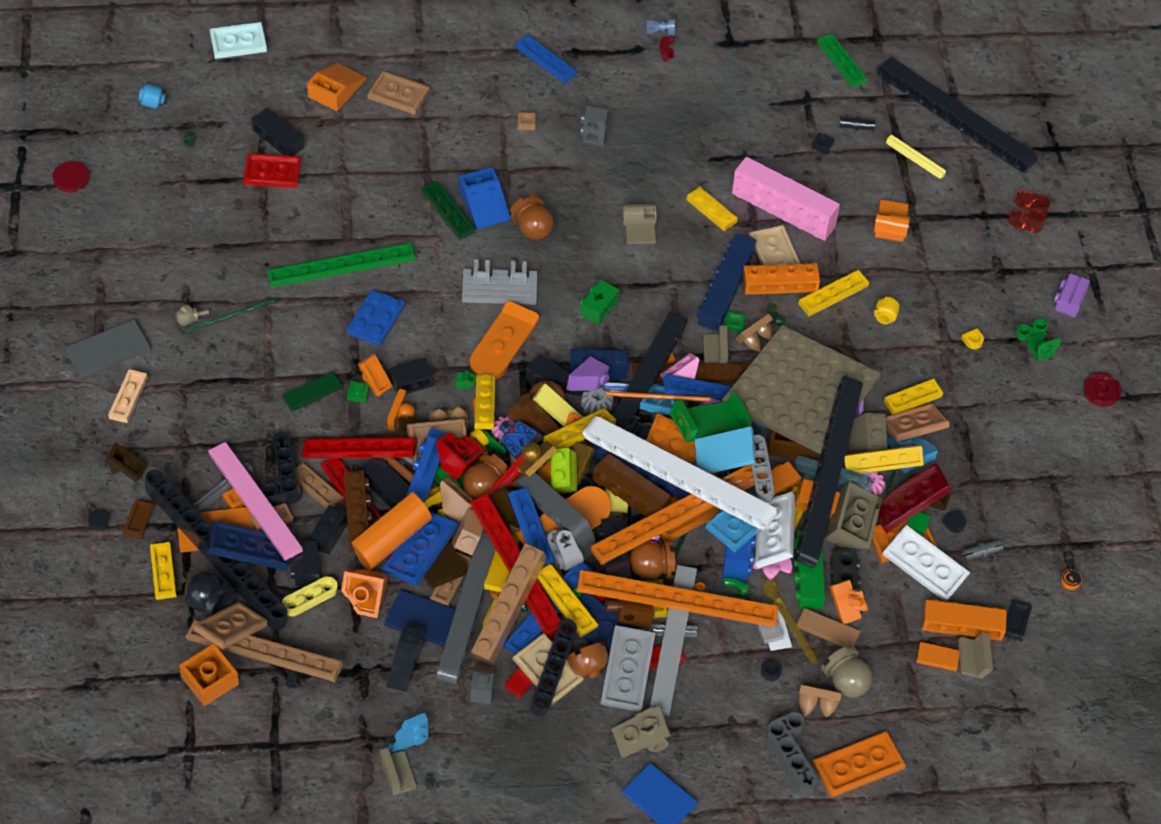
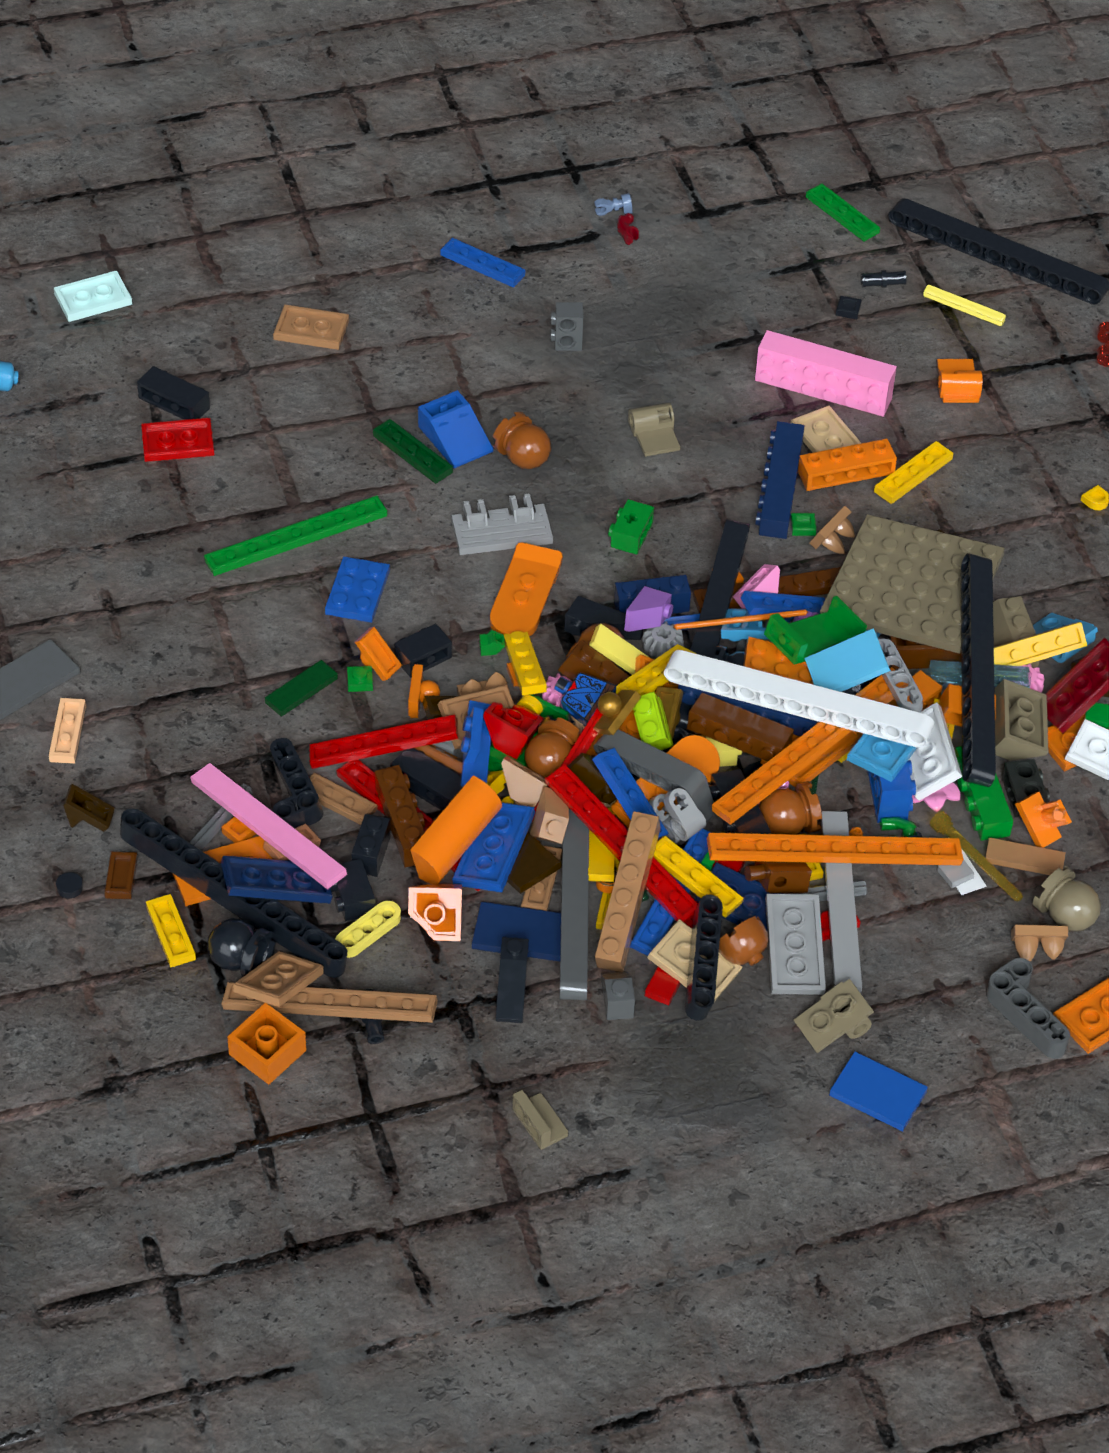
camera: 10 degrees left, 5 degrees down
(188, 315) = (118, 623): dark tan piece -> none
(189, 139) = (62, 418): clear green arm -> none
(230, 315) = (170, 616): clear green axle -> none
(334, 85) = (229, 330): orange slope -> none
(412, 732) = (548, 1067): dark azure wing -> none
(526, 121) = (479, 336): medium nougat tile -> none
(712, 208) = (736, 400): yellow plate -> none
(716, 346) = (791, 555): dark tan panel -> none
(771, 670) = (970, 917): black tile -> none
(777, 318) = (856, 512): clear green arm -> none
(886, 310) = (983, 481): yellow head -> none
(886, 489) = (1046, 693): clear green axle -> none
(913, 396) = (1045, 574): yellow plate -> none
(915, 422) = (1060, 602): nougat tile -> none

